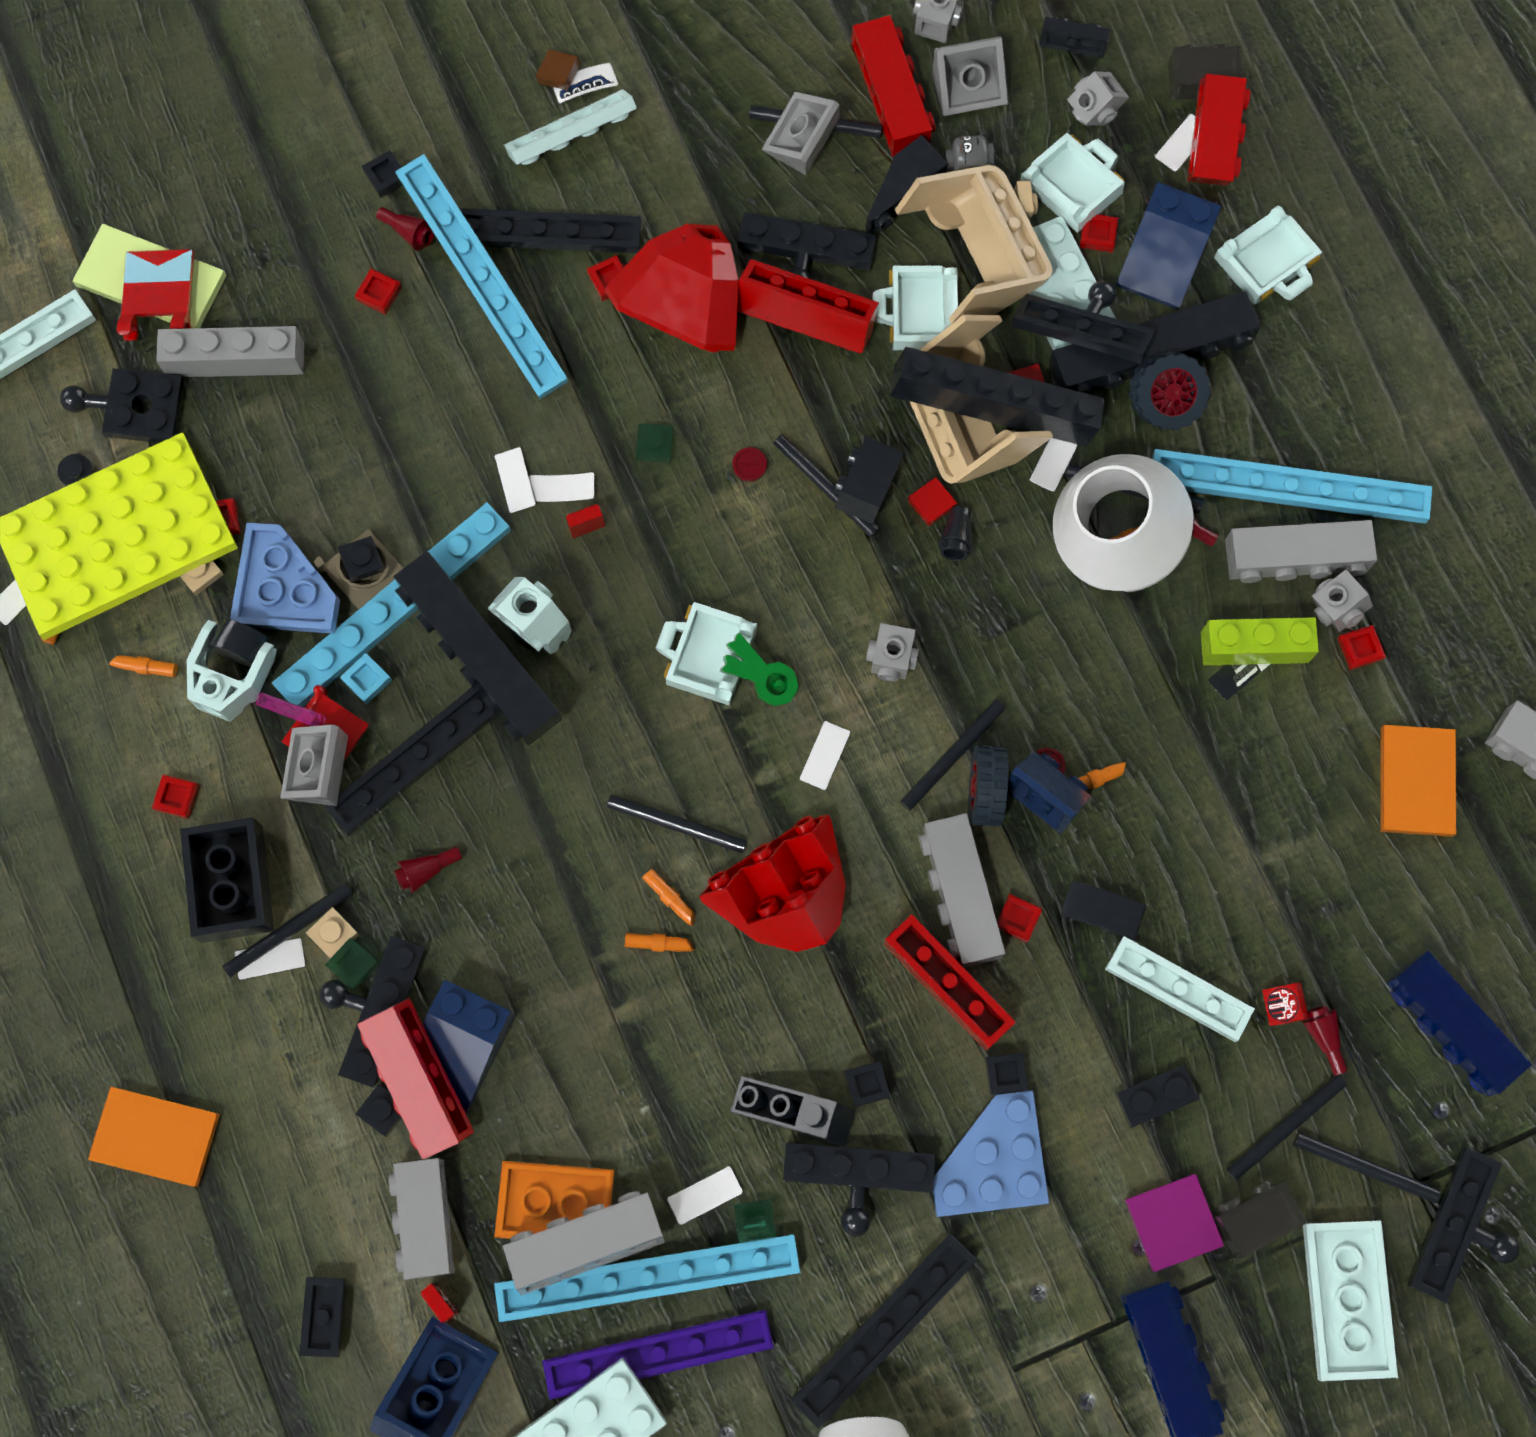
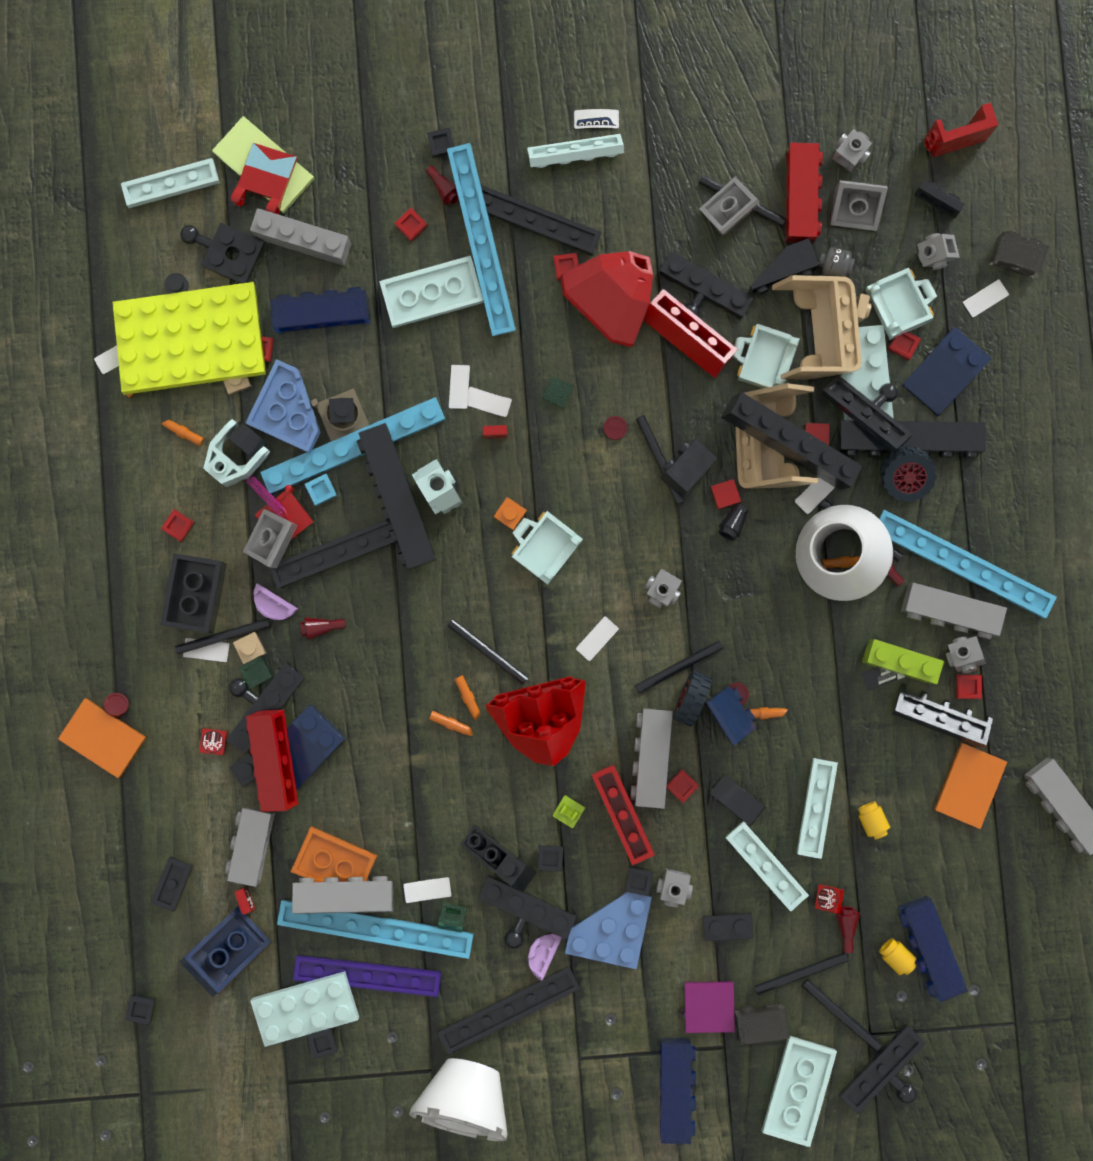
camera: 20 degrees right, 10 degrees up
(160, 1080) = (116, 704): none -> dark red piece
(288, 439) = (320, 310): none -> clear blue brick
(320, 1086) = (213, 741): none -> red tile
(346, 861) = (272, 605): none -> lavender plate
(435, 367) = (431, 291): none -> light aqua plate
(558, 70) = (581, 105): reddish brown tile -> none
(643, 625) = (510, 513): none -> orange plate
(773, 682) = (579, 581): green piece -> none
(870, 1010) = (568, 811): none -> lime tile
(904, 1229) = (542, 953): none -> lavender plate
(1065, 1050) = (670, 879): none -> light grey brick
(1218, 130) = (1010, 302): red brick -> none
(1218, 883) = (816, 808): none -> light aqua plate
(1269, 257) = (1012, 400): light aqua piece -> none
(1304, 872) = (873, 820): none -> yellow brick
(1342, 699) = (942, 718): none -> hinge
(1414, 1053) = (898, 957): none -> yellow brick

